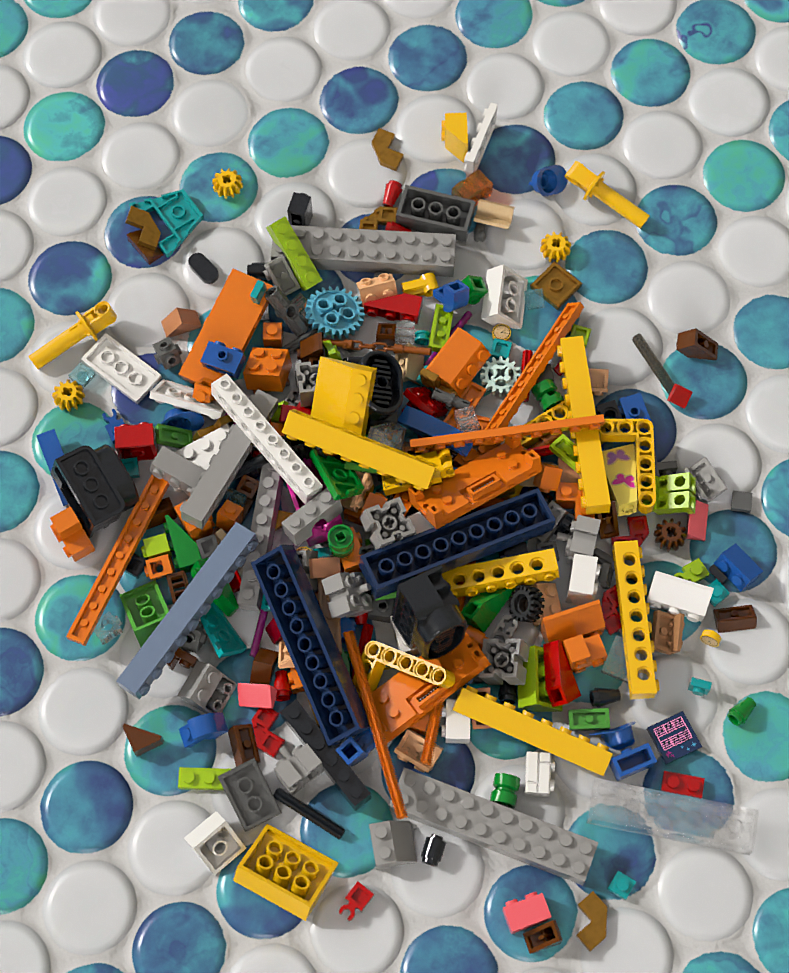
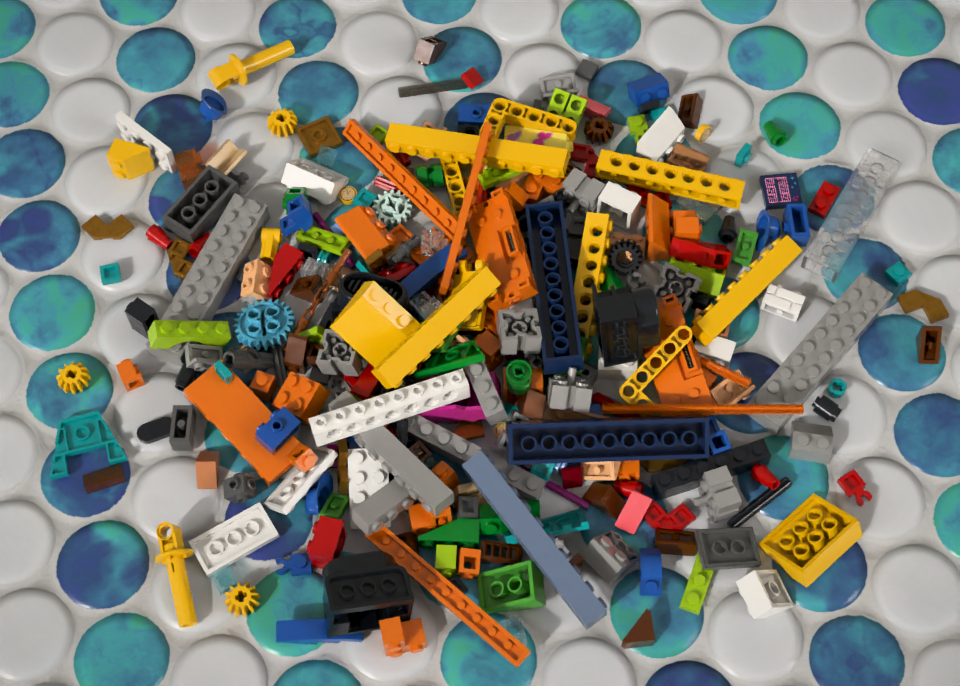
camera: 70 degrees left, 5 degrees down
(142, 220) = (76, 468): pearl gold tile -> none
(206, 286) = (182, 428): none -> dark grey brick
(246, 225) = (130, 375): none -> orange brick
(337, 806) = (763, 476): none -> red cone
(339, 170) = (110, 274): none -> teal plate
(424, 319) = (308, 250): none -> black tile
(468, 855) = (836, 393): none -> teal bush
(505, 789) = (790, 332): green wheel -> none
(526, 912) = (904, 352): coral brick -> none

